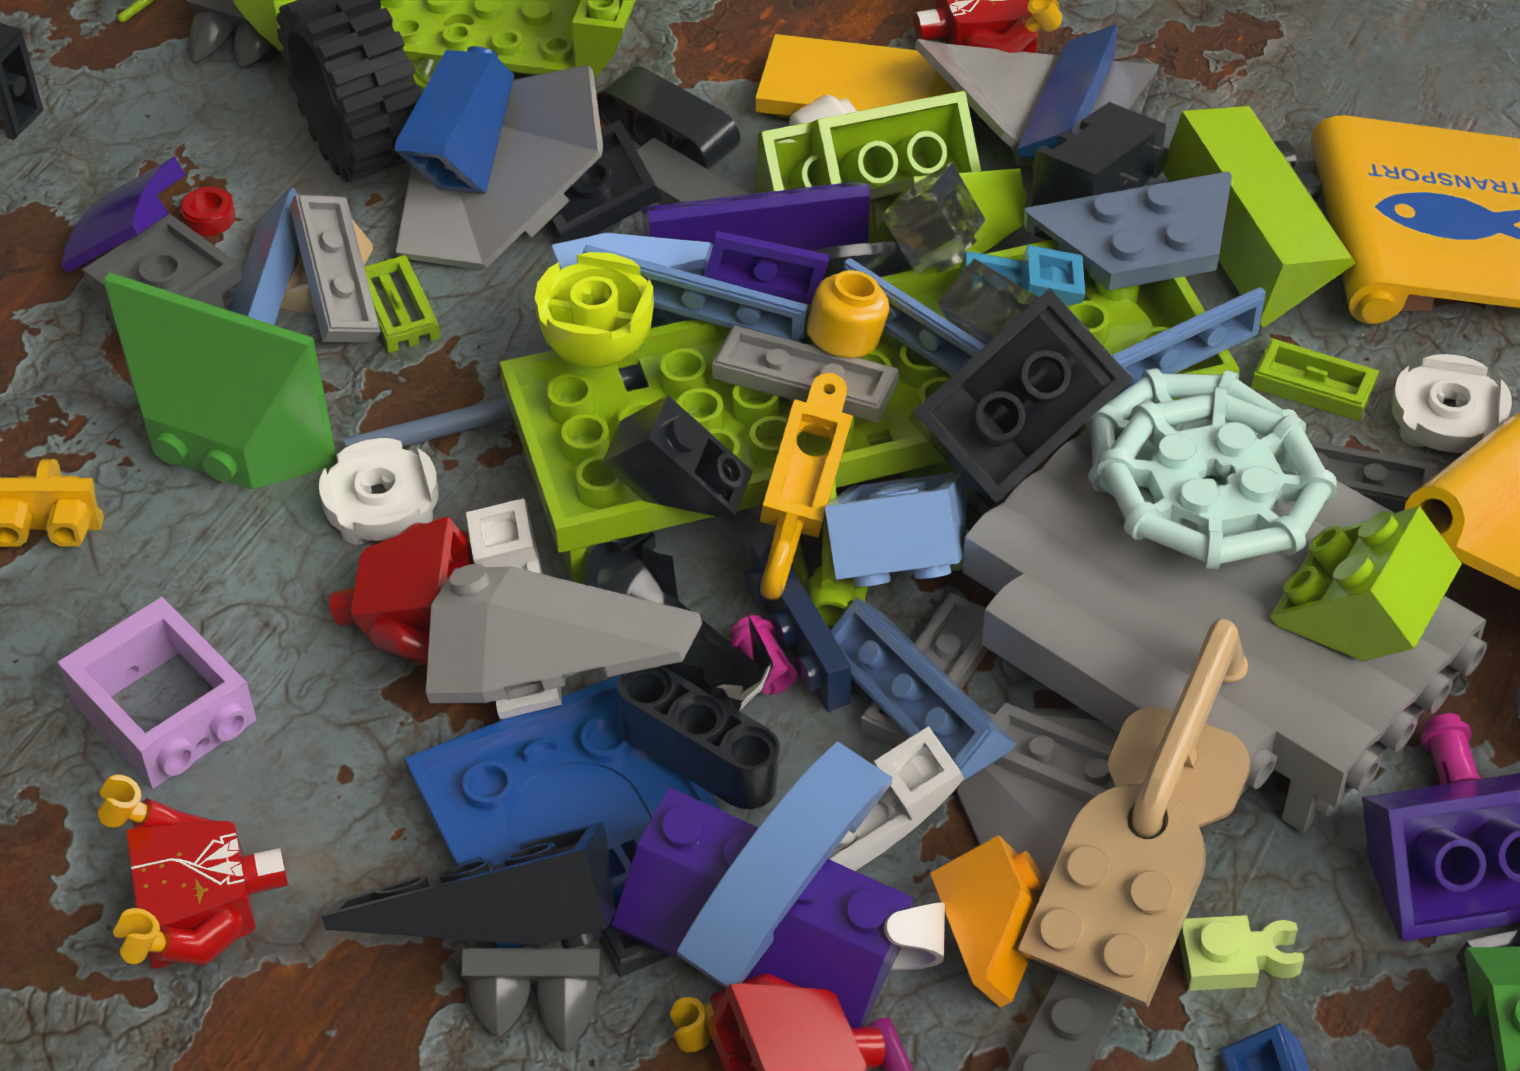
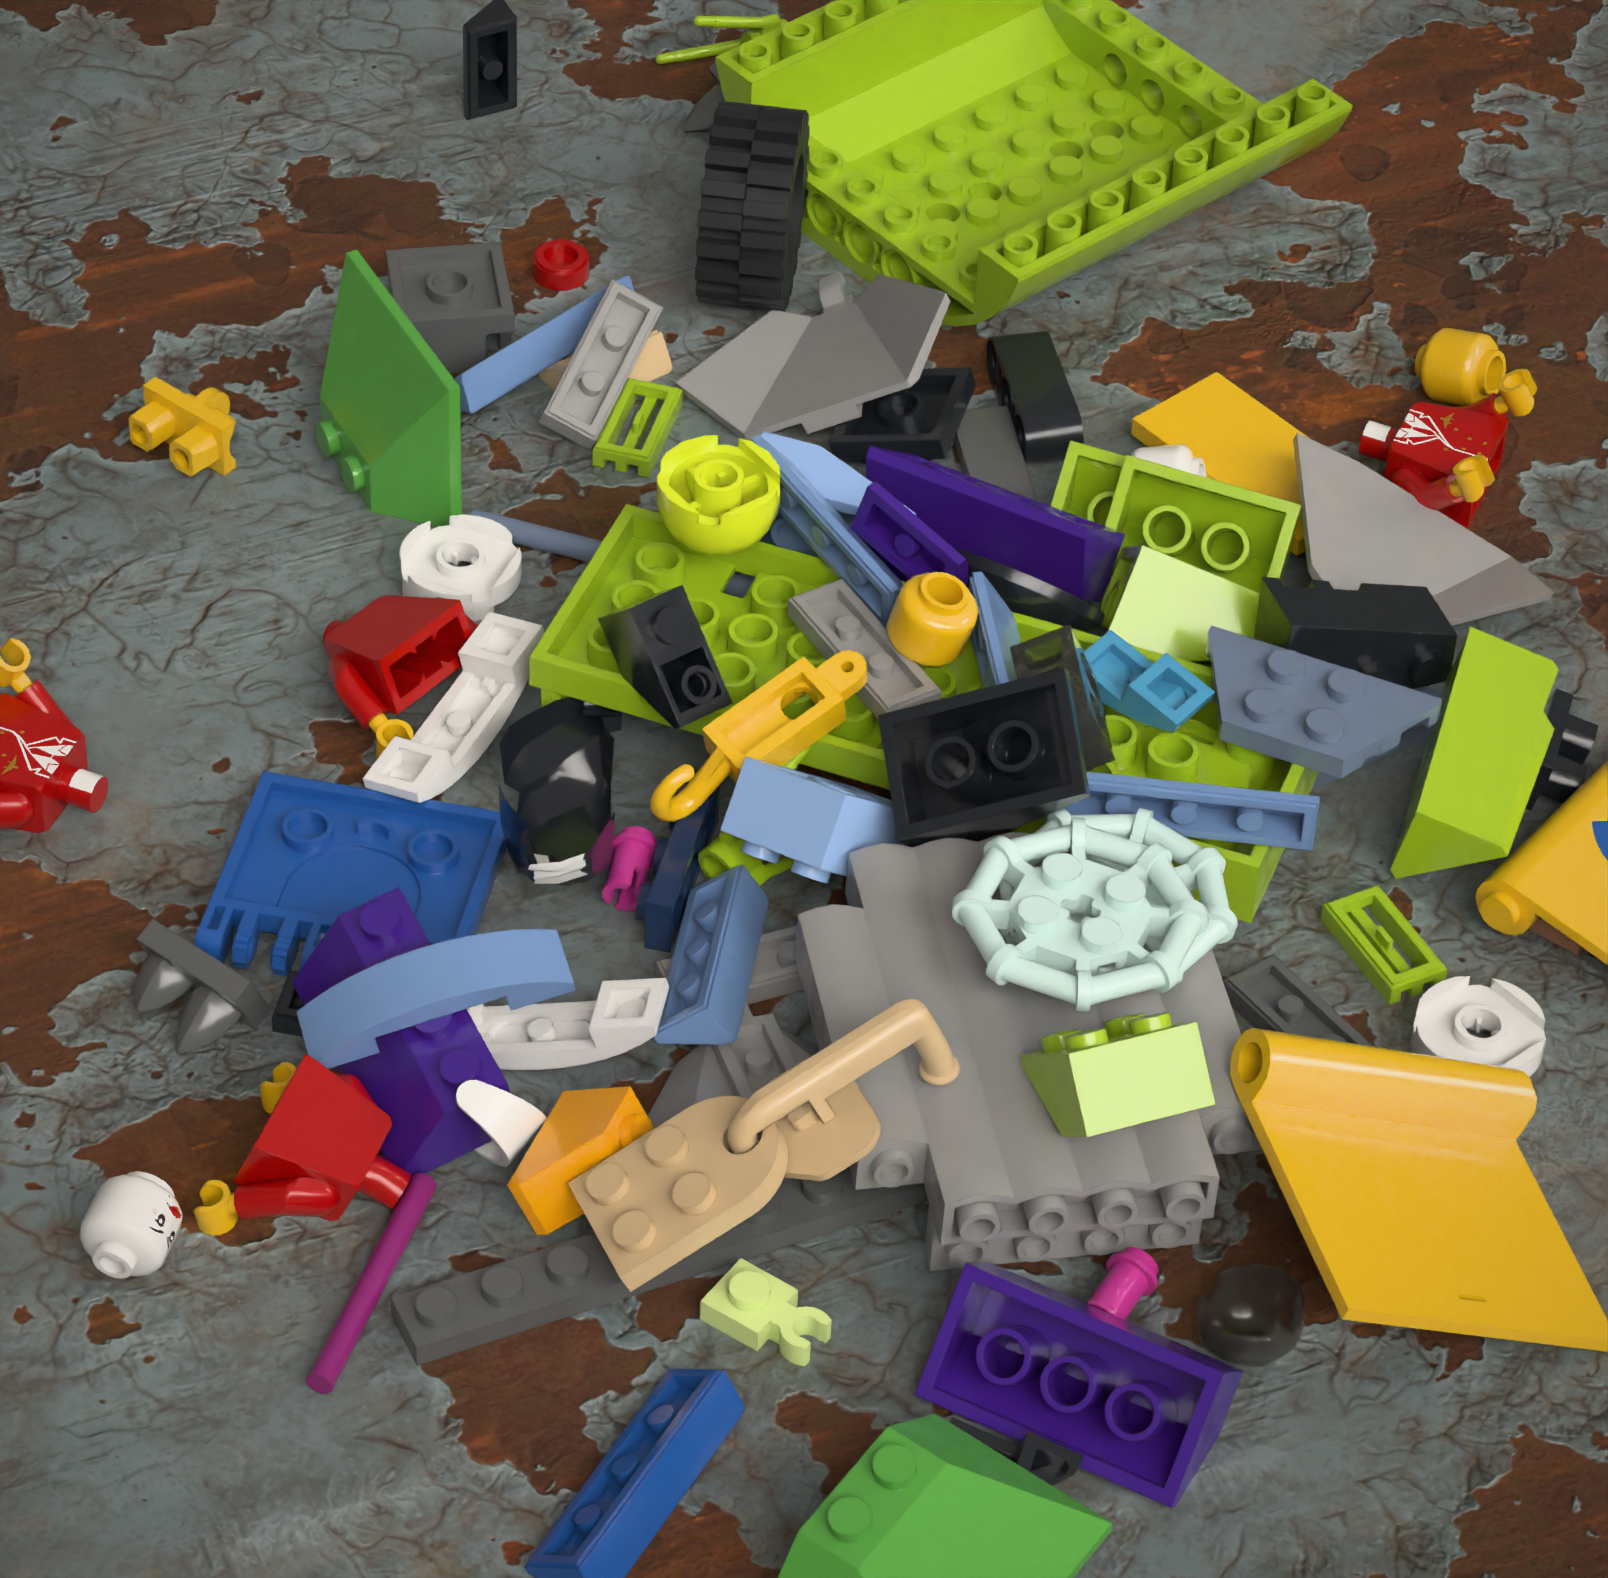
camera: 35 degrees right, 5 degrees down
(120, 215) = (472, 223): dark purple slope -> none
(129, 653) = (133, 576): lavender window -> none
(458, 120) = (810, 287): blue slope -> none
(525, 627) = (437, 723): light grey wedge -> none
(538, 896) = (220, 906): black wedge -> none
(698, 736) = (485, 866): black beam -> none
(935, 220) = (1110, 587): clear smoke brick -> none
(1070, 90) = (1454, 563): blue slope -> none

